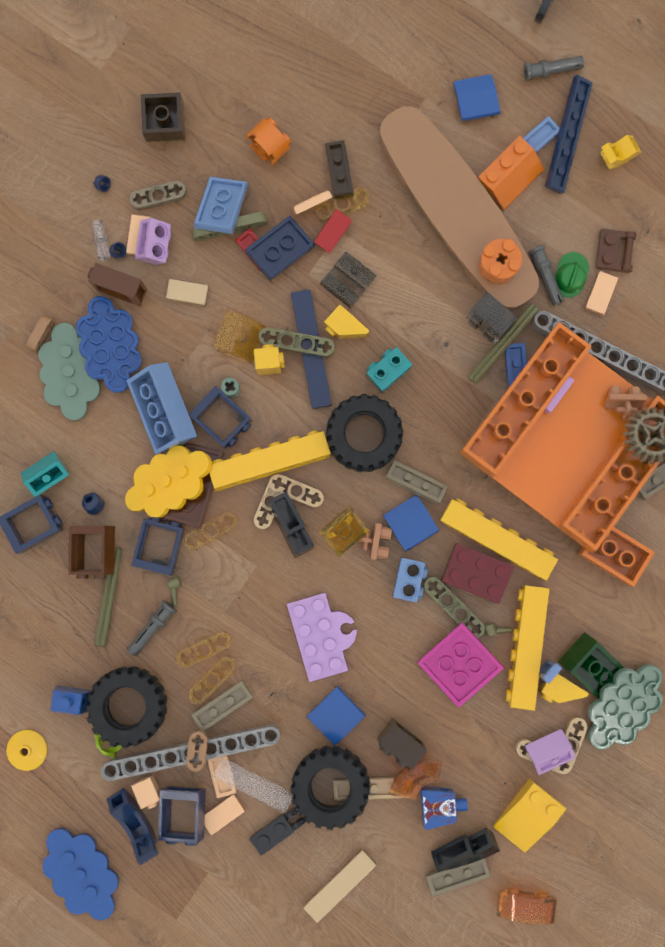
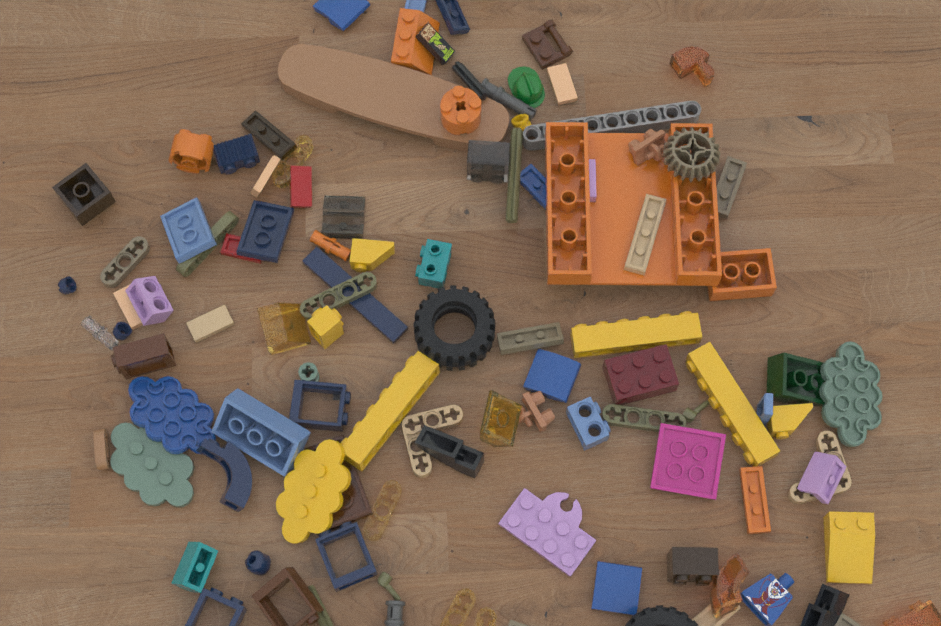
camera: 35 degrees left, 15 degrees down
(124, 428) = (236, 469): none -> dark blue arch
(302, 167) = (236, 154): none -> dark blue brick
(320, 296) = (330, 245): none -> orange pin
(487, 729) = (755, 500): none -> orange plate
(525, 186) = (435, 43): none -> tile
(529, 239) = (470, 80): none -> black axle
(543, 302) = (521, 121): none -> yellow bush
(565, 470) = (645, 234): none -> tan tile

